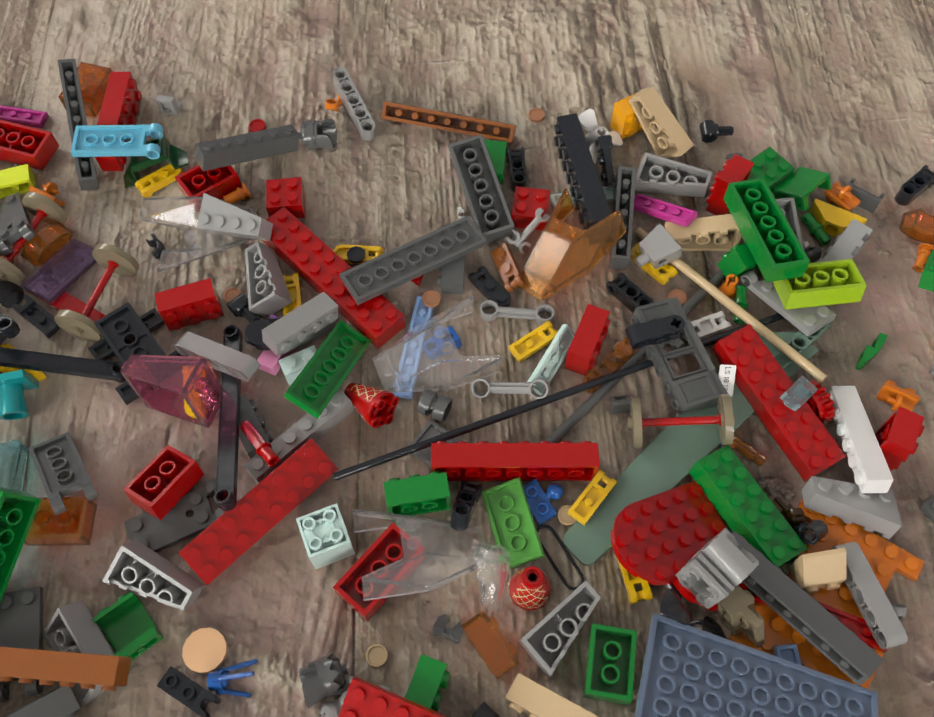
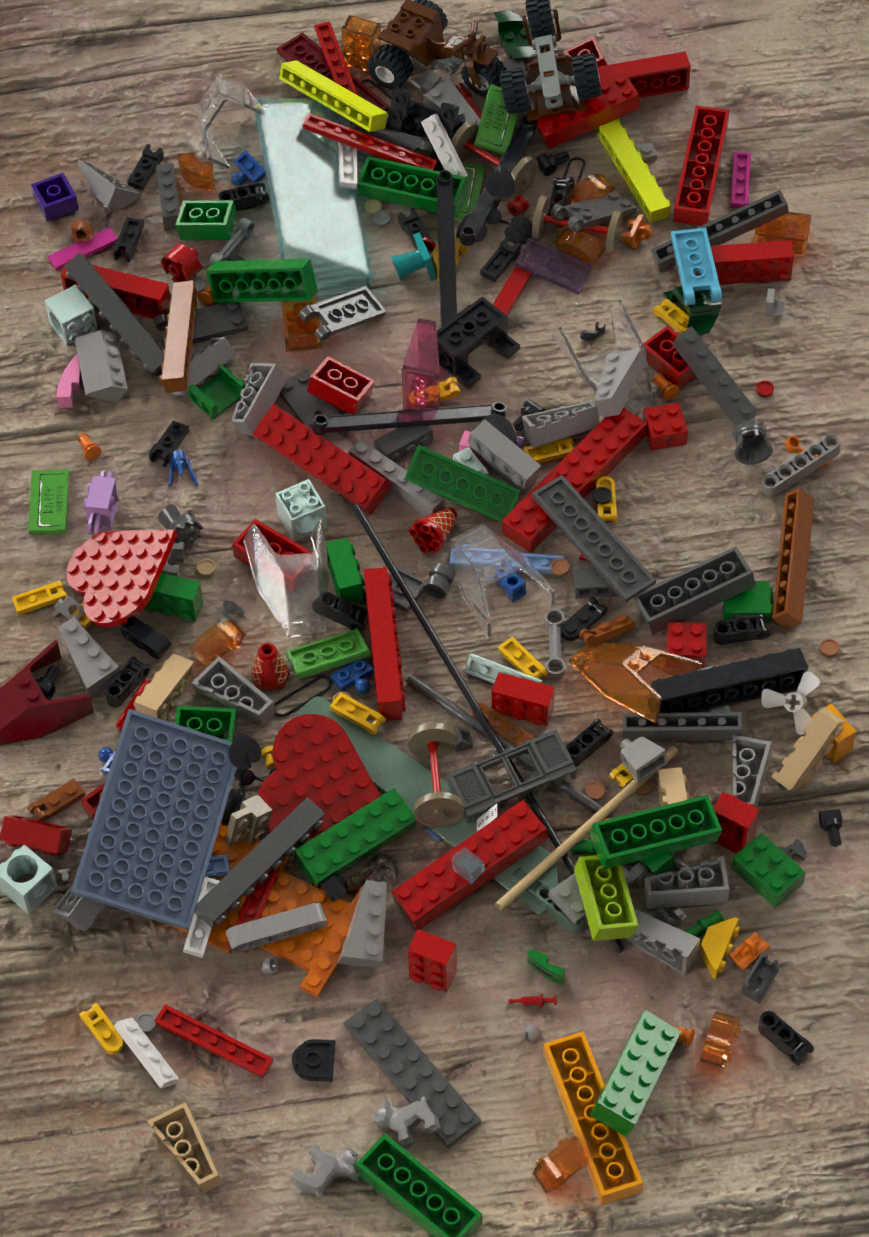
camera: 85 degrees right, 5 degrees down
(115, 261) = (562, 299): dark tan piece -> none
(189, 304) = (522, 369): red brick -> none
(205, 650) = (203, 447): light nougat tile -> none
(219, 356) = (465, 398): light grey beam -> none
(230, 294) = (546, 403): nougat piece -> none
(262, 447) = (374, 446): red axle -> none
(493, 574) = (283, 633): clear hair -> none
(510, 387) = (462, 658): light grey piece -> none
(519, 239) = (639, 637): light grey bar -> none
(604, 145) = (771, 702): black plate -> none
(654, 331) = (524, 741): black piece -> none
(664, 210) = (698, 766): dark pink tile -> none
(708, 327) = (558, 814): white plate -> none
(716, 569) = (281, 783): light grey piece -> none
(748, 451) = (421, 848): dark orange axle -> none
(801, 184) = (756, 903): green panel -> none
(820, 570) = (293, 884): tan slope -> none
(821, 403) = (472, 900): red gear -> none
(859, 441) = (463, 930): white brick -> none
(886, 684) = (199, 930): none -> white plate
(897, 396) = (498, 980): orange hips -> none
(903, 363) = (534, 1000): none -> red piece

